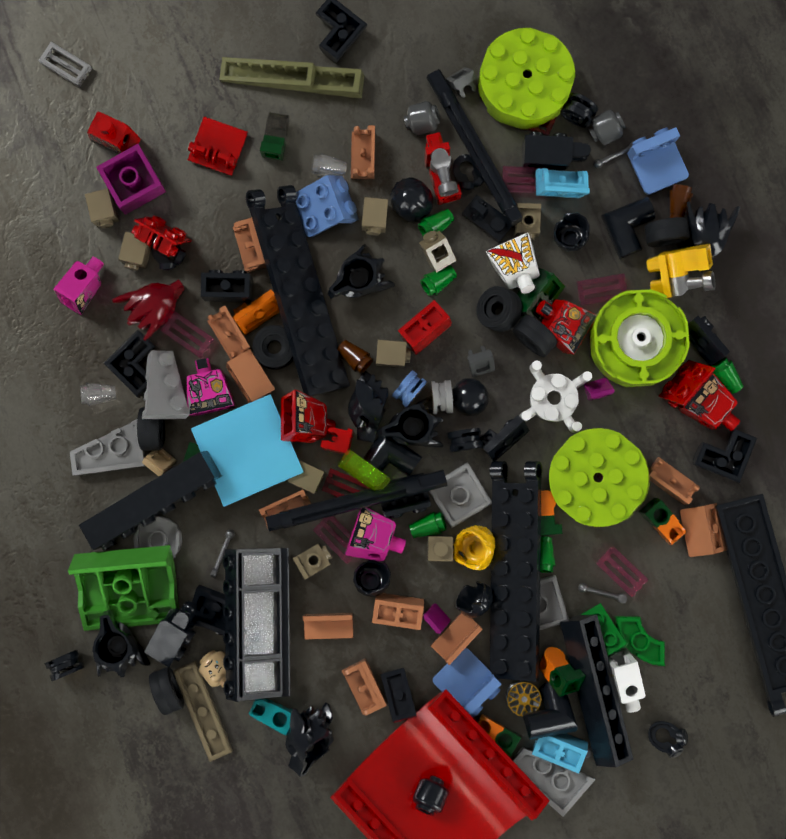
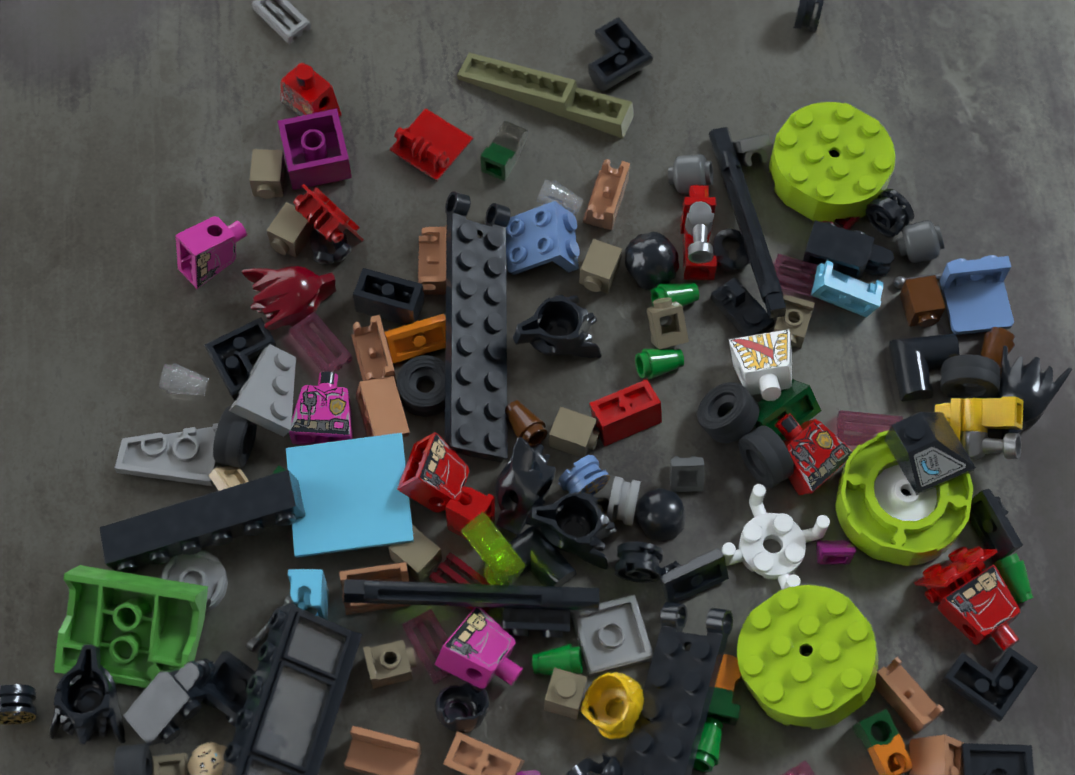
camera: 15 degrees right, 20 degrees down
(243, 530) = (309, 590): none -> medium azure hinge
(572, 232) = (847, 348): black hair -> none
(619, 177) = (922, 301): none -> reddish brown brick
(651, 304) = (927, 450): none -> black slope

